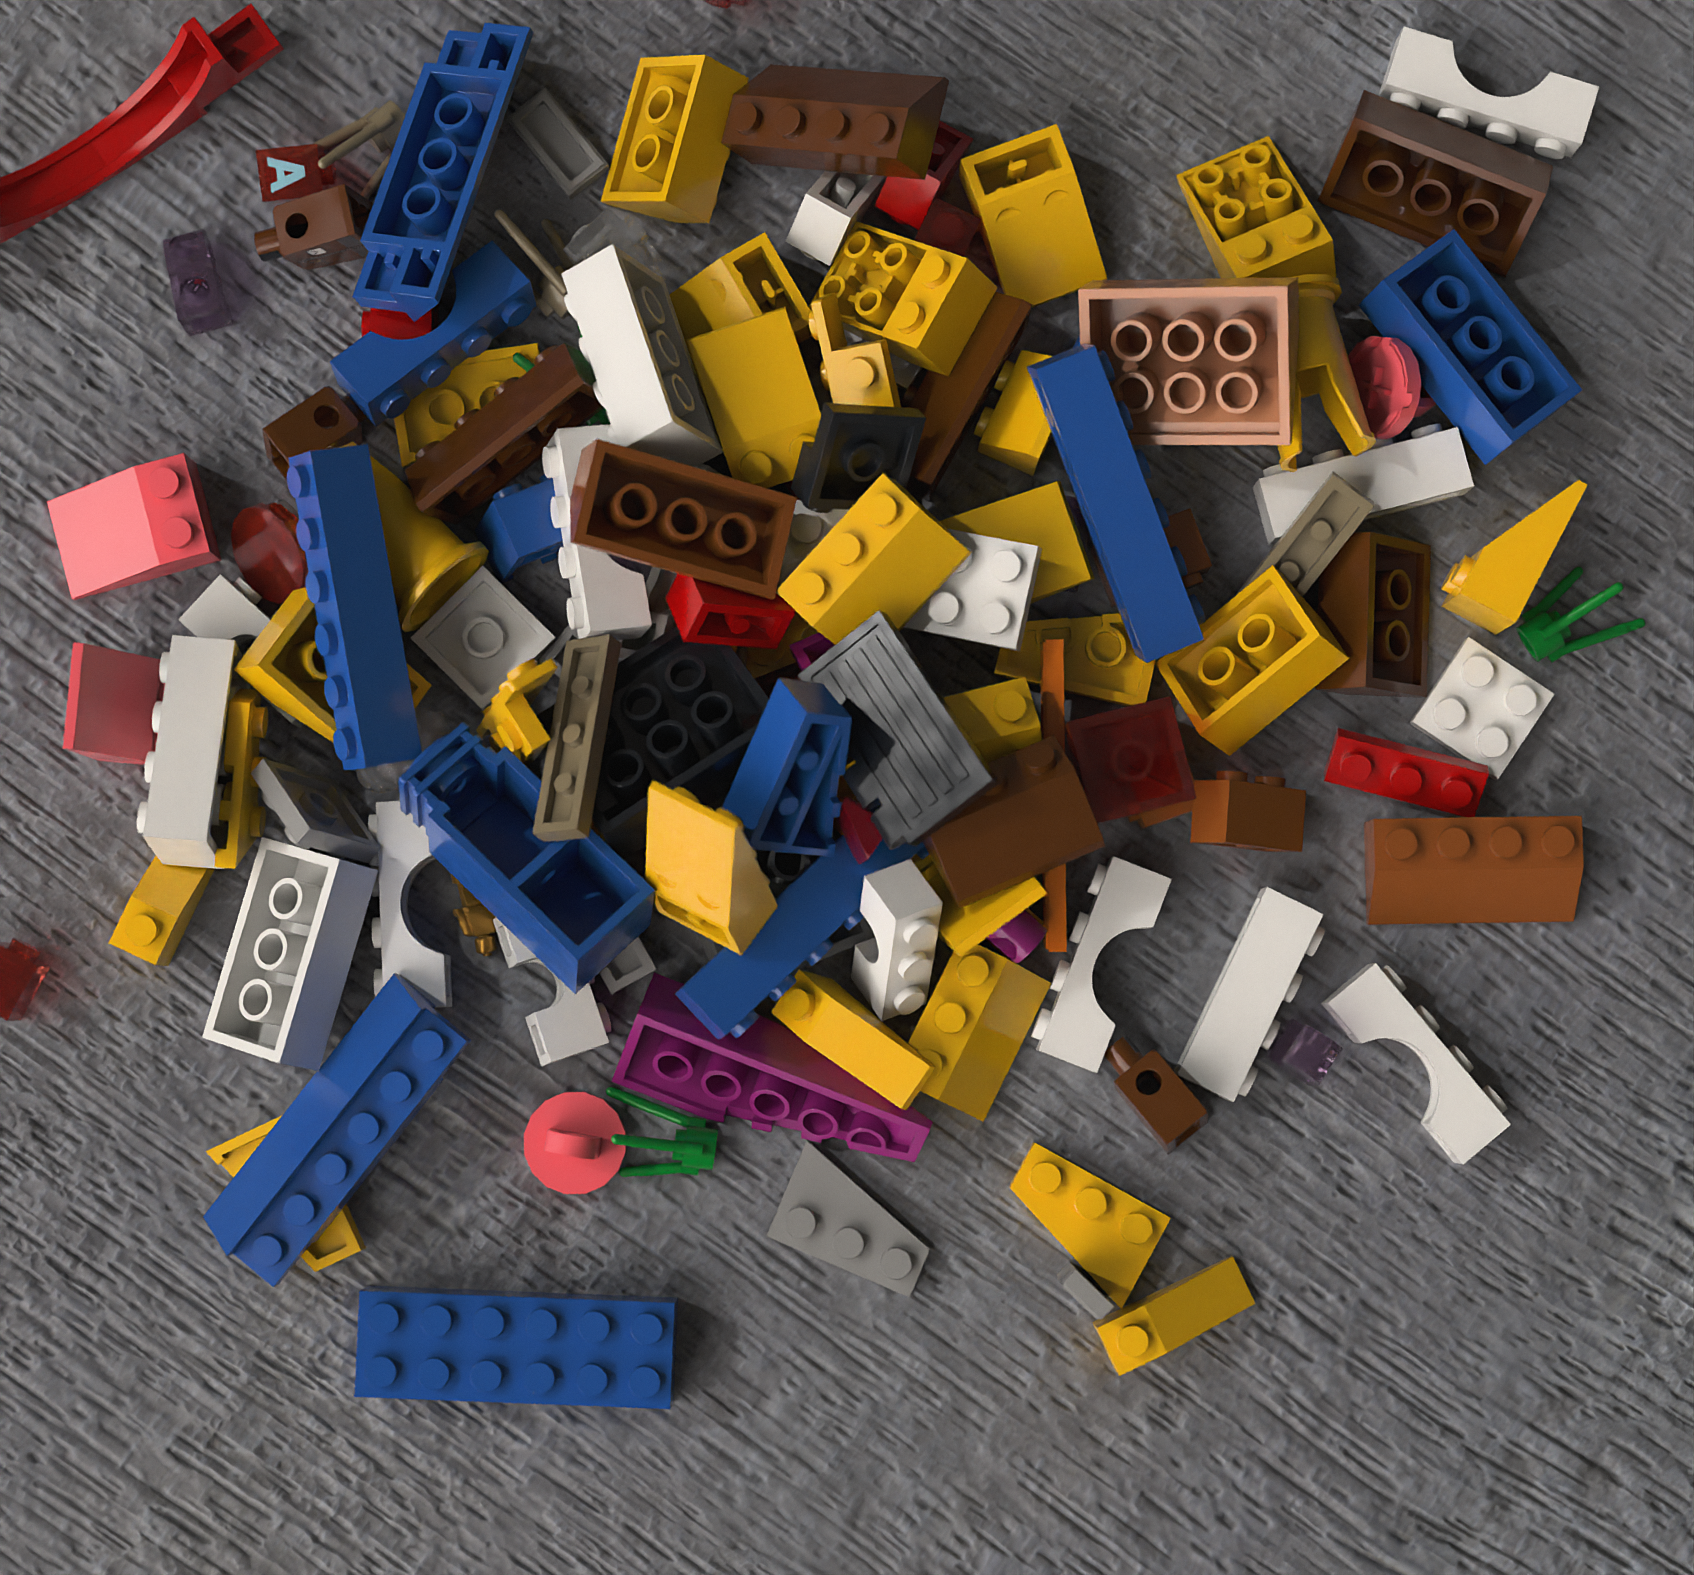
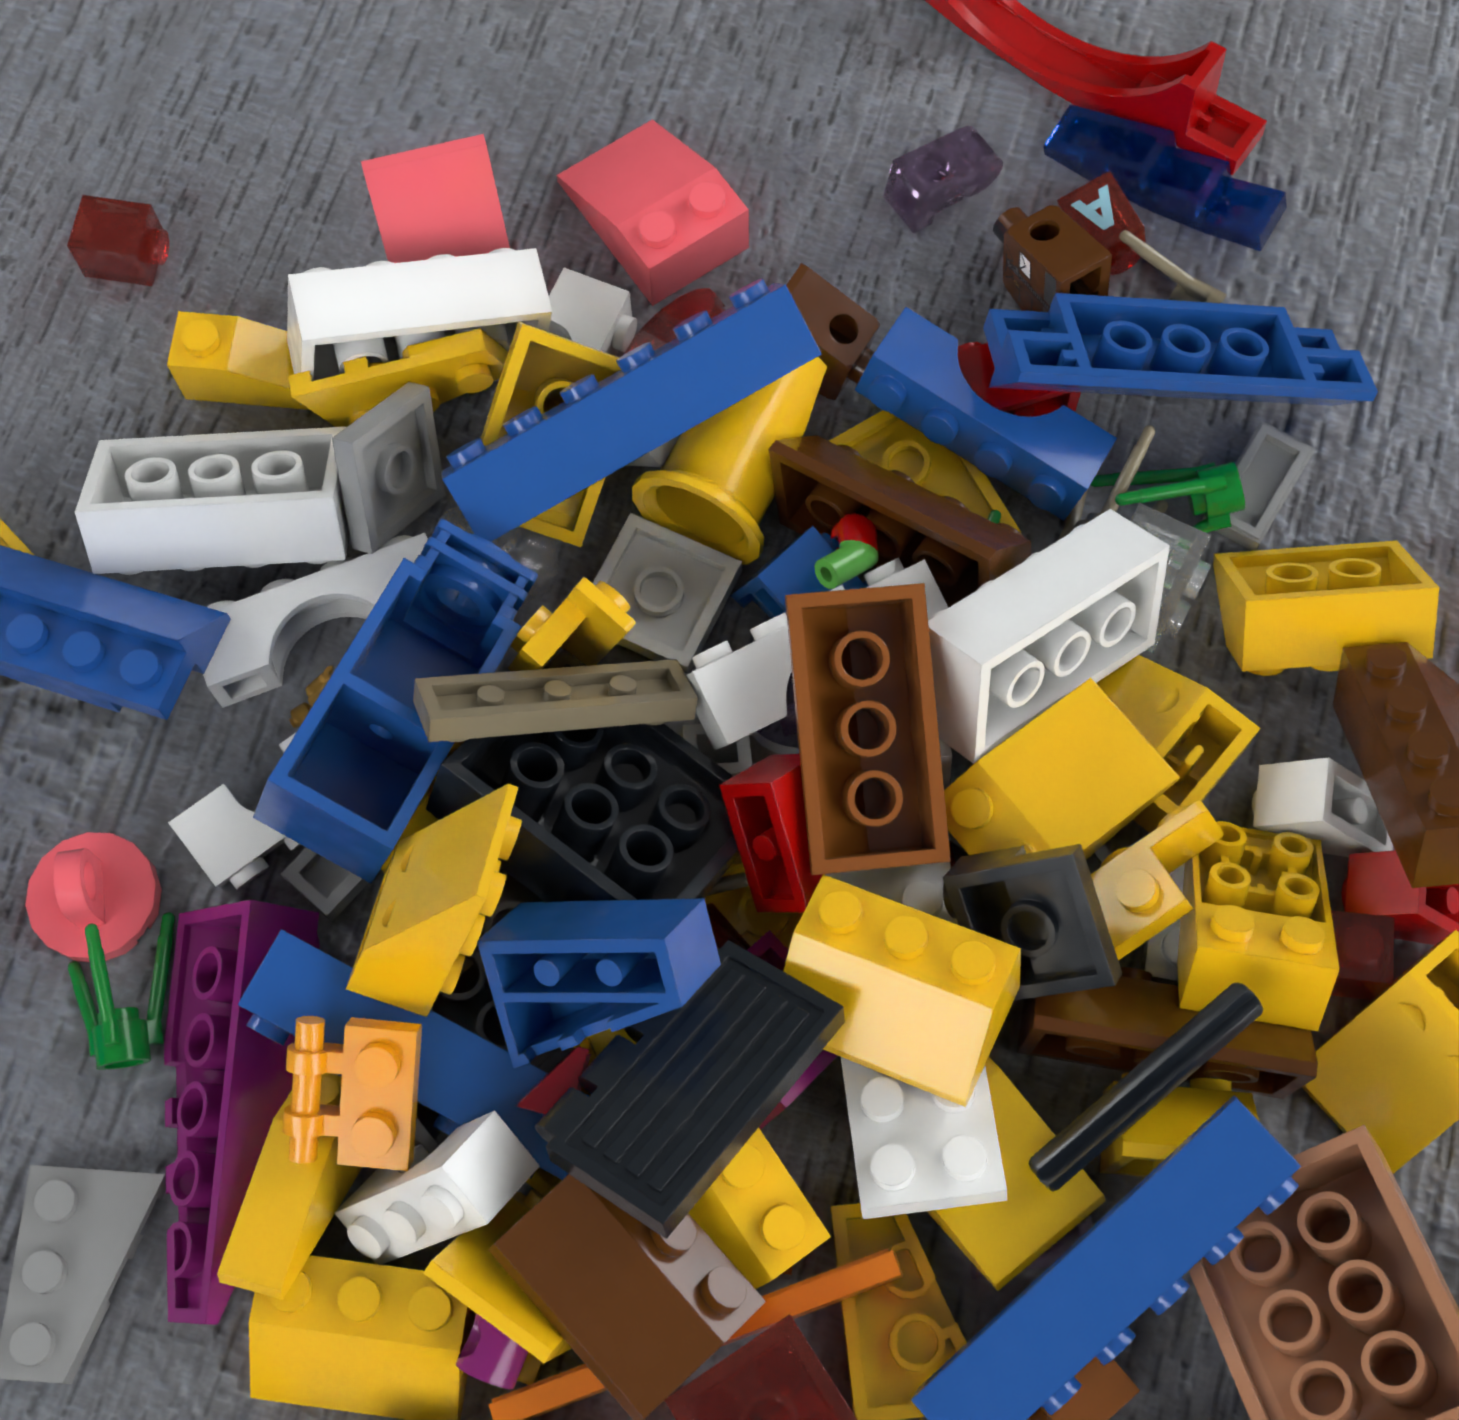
camera: 70 degrees right, 15 degrees down
(261, 104) = (1165, 178): none -> clear blue slope
(530, 476) = (855, 552): none -> bright green arm
(558, 184) = (1208, 487): none -> green plant
(821, 956) = (377, 1092): none -> light orange plate
(998, 423) = (1145, 1086): none -> black axle

